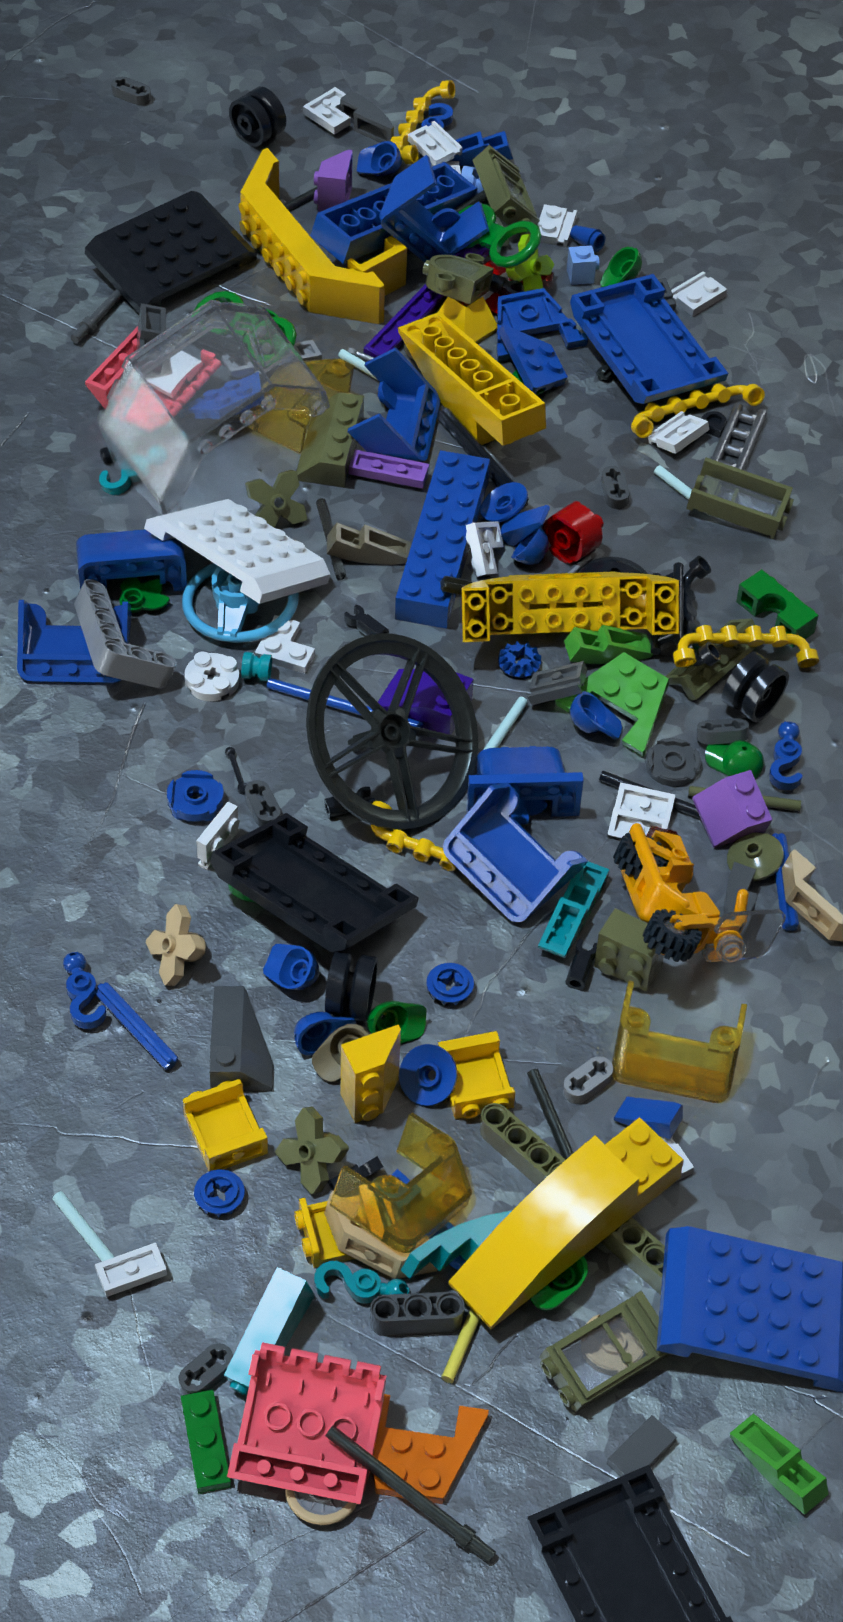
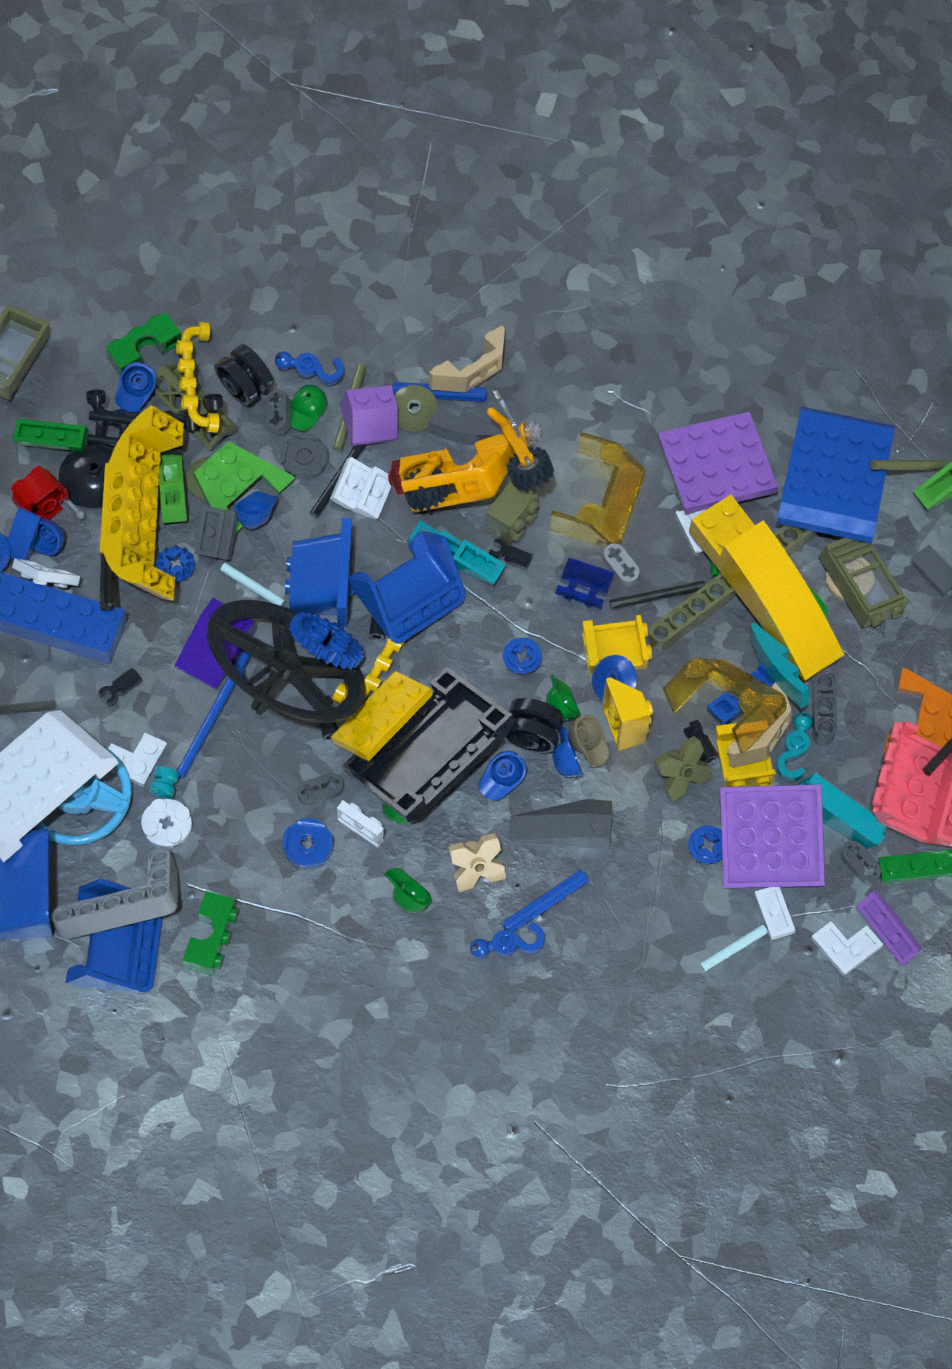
camera: 85 degrees left, 15 degrees up
(78, 1355) = (845, 953): none -> white plate
(104, 724) = (205, 954): none -> green arch
(113, 1406) = (889, 927): none -> medium lavender plate
(143, 595) = (64, 876): green plate -> none
(144, 885) = (407, 893): none -> green cap
(222, 1246) = (772, 836): none -> medium lavender plate
(224, 1126) = (650, 837): yellow panel -> none
(230, 752) = (297, 806): black hinge -> none
(352, 845) = (382, 715): none -> yellow plate
(367, 545) = (25, 676): dark tan slope -> none
(432, 779) = (312, 632): none -> blue gear
(460, 1347) = (852, 684): light yellow bar -> none
(565, 1044) = (585, 577): none -> clear blue plate
(650, 540) = (50, 435): none -> green plate
(657, 1114) = (660, 523): blue slope -> none
(724, 602) = (131, 393): none -> blue cap
(748, 1174) = (717, 461): none -> medium lavender plate
(784, 1395) = (908, 464): none -> olive bar

